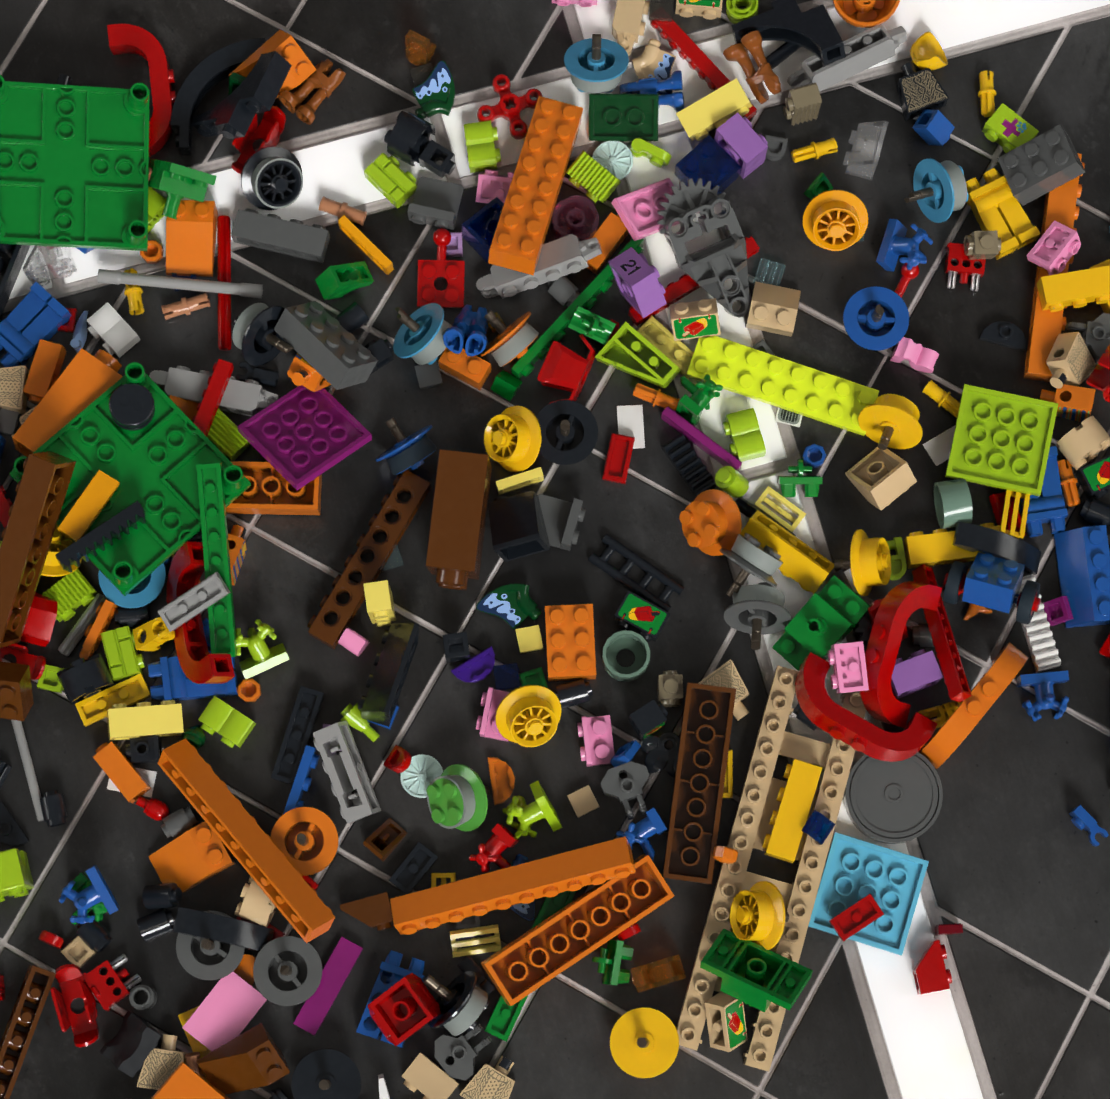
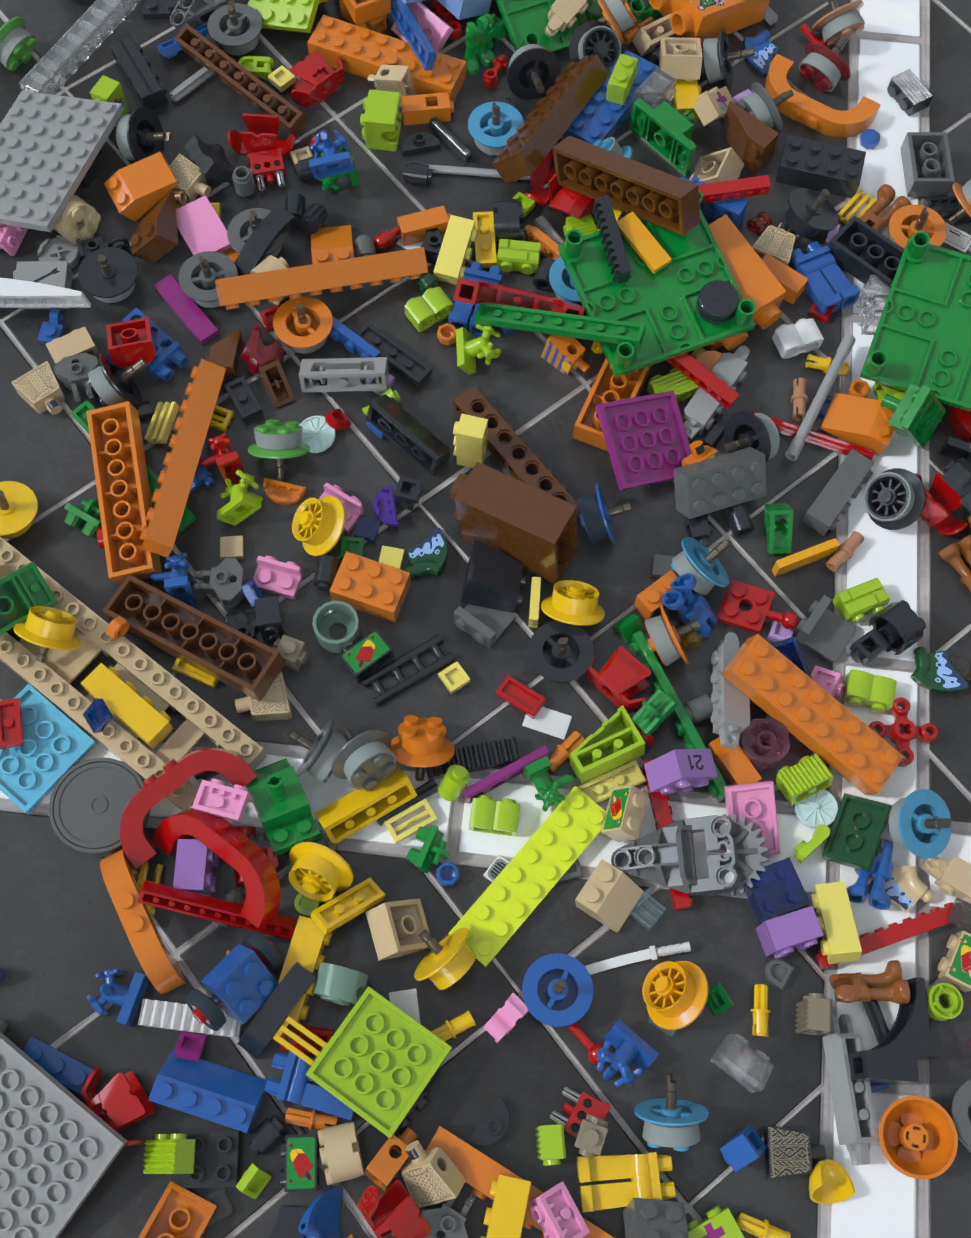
camera: 110 degrees right, 10 degrees down
(80, 332) = (798, 314): light blue bar -> none
(156, 635) = (522, 276): yellow leg -> none
(193, 601) = (531, 298): light grey tile -> none
(353, 641) = (447, 422): bright pink brick -> none
(359, 874) = (257, 354): none -> dark red helmet
(627, 526) = (454, 677): none -> light yellow plate
(658, 973) = (59, 543): clear orange brick -> none
(805, 256) = (651, 953): none -> white sword
(883, 526) = (347, 905): none -> yellow plate
(1000, 278) = (551, 1144): none -> lime brick

